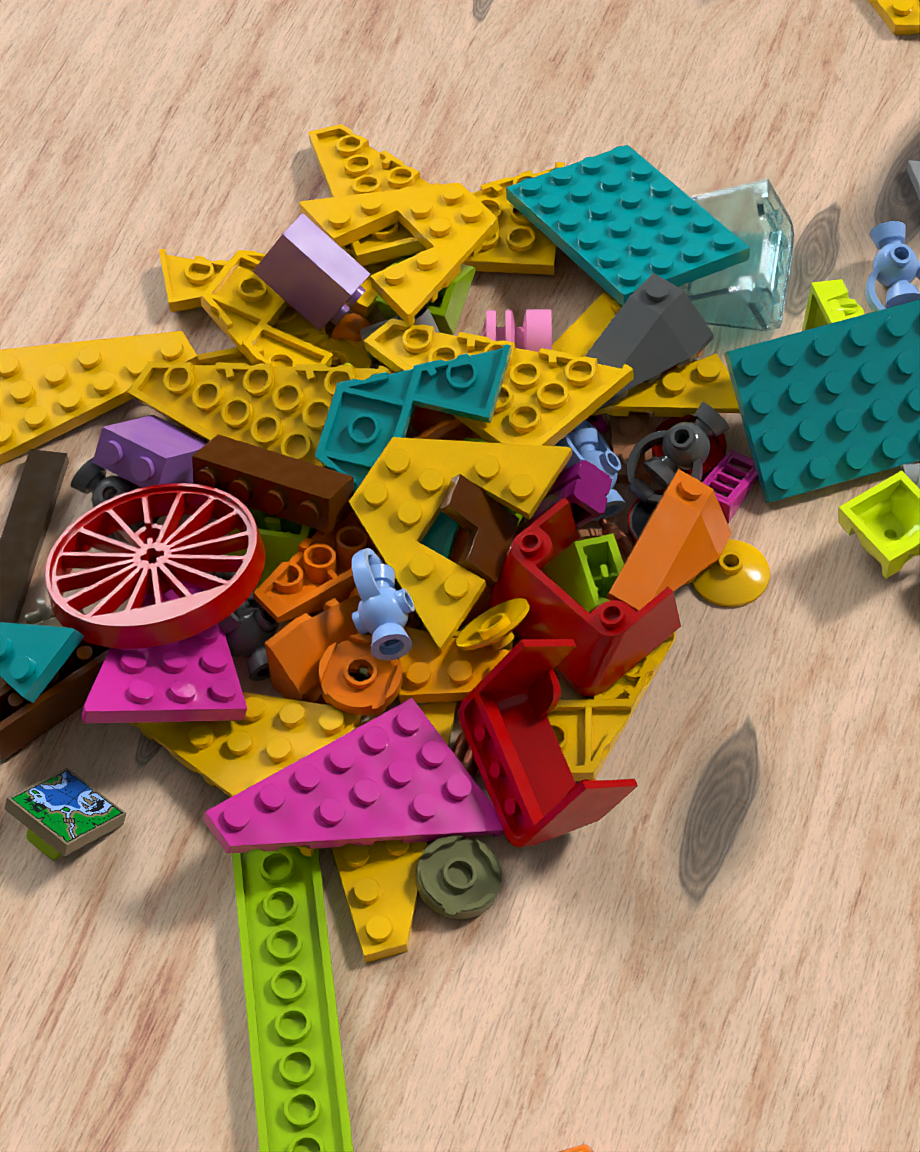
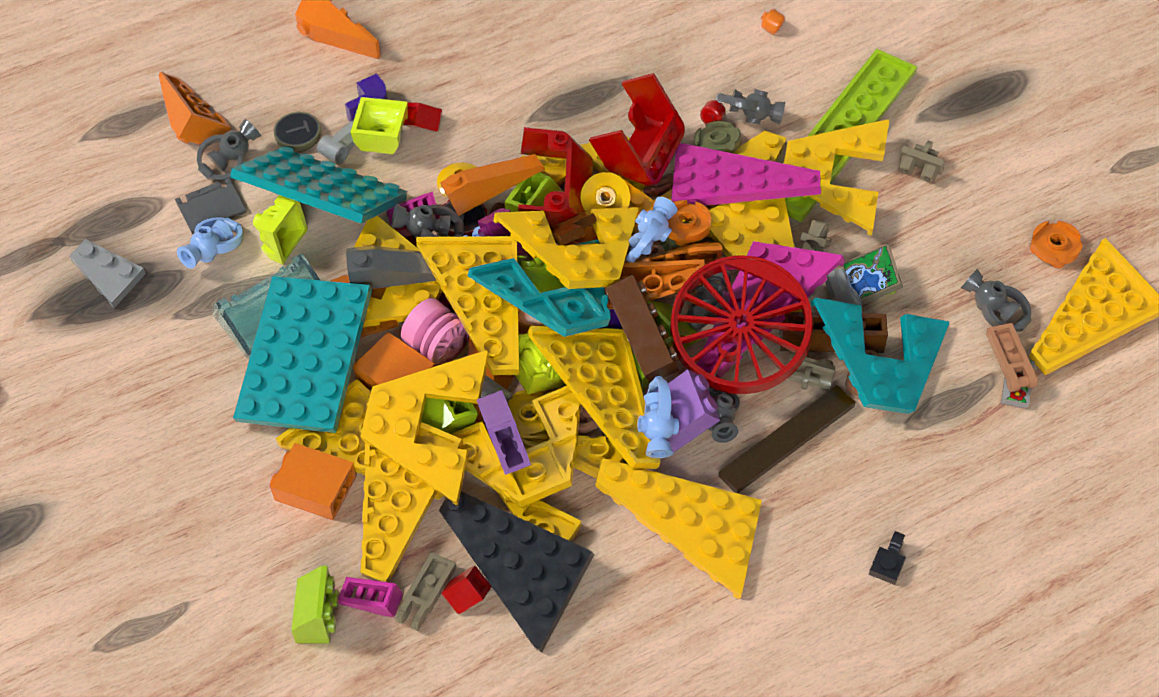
camera: 140 degrees left, 0 degrees up
(81, 752) = (841, 289): none -> light grey piece
(131, 1064) = (924, 158): none -> dark tan hips
(154, 398) = (657, 420): none -> light blue piece
(180, 804) = (816, 237): none -> dark tan hips
(182, 231) = (522, 562): none -> black wing
(224, 179) = (466, 589): none -> red panel
(266, 160) = (426, 589): none -> dark tan hinge
(279, 910) = (818, 153): none -> yellow wing
(296, 122) = (386, 603): none -> dark pink slope
(345, 68) = (314, 606): none -> lime slope
(449, 961) = (755, 106): none -> dark grey piece
(480, 152) = (313, 481): none -> orange brick
(507, 917) = (712, 112): none -> red piece
(524, 287) = (389, 361): none -> orange brick
(875, 604) = (423, 116): none -> red panel

